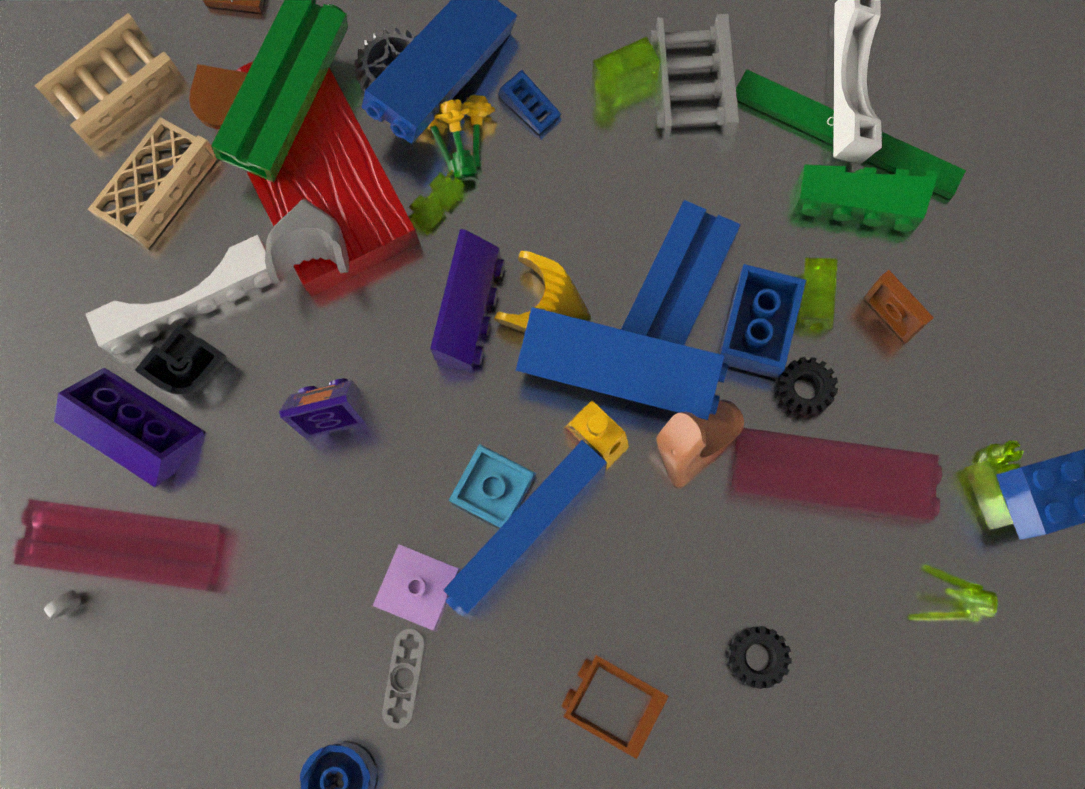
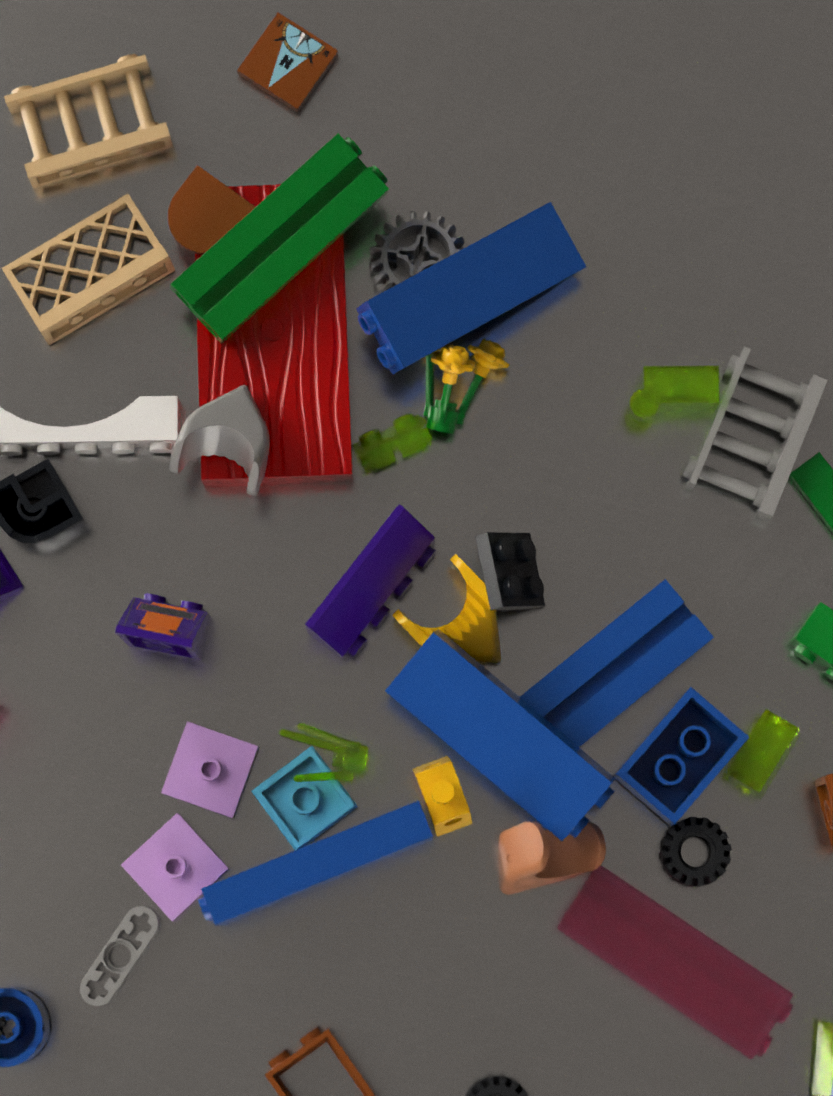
camera: 20 degrees right, 5 degrees up
(409, 500) = (210, 769): none -> lavender plate
(510, 439) = (347, 754): none -> clear neon green plant
(514, 102) = (561, 356): blue slope -> none
(567, 246) = (510, 571): none -> black plate

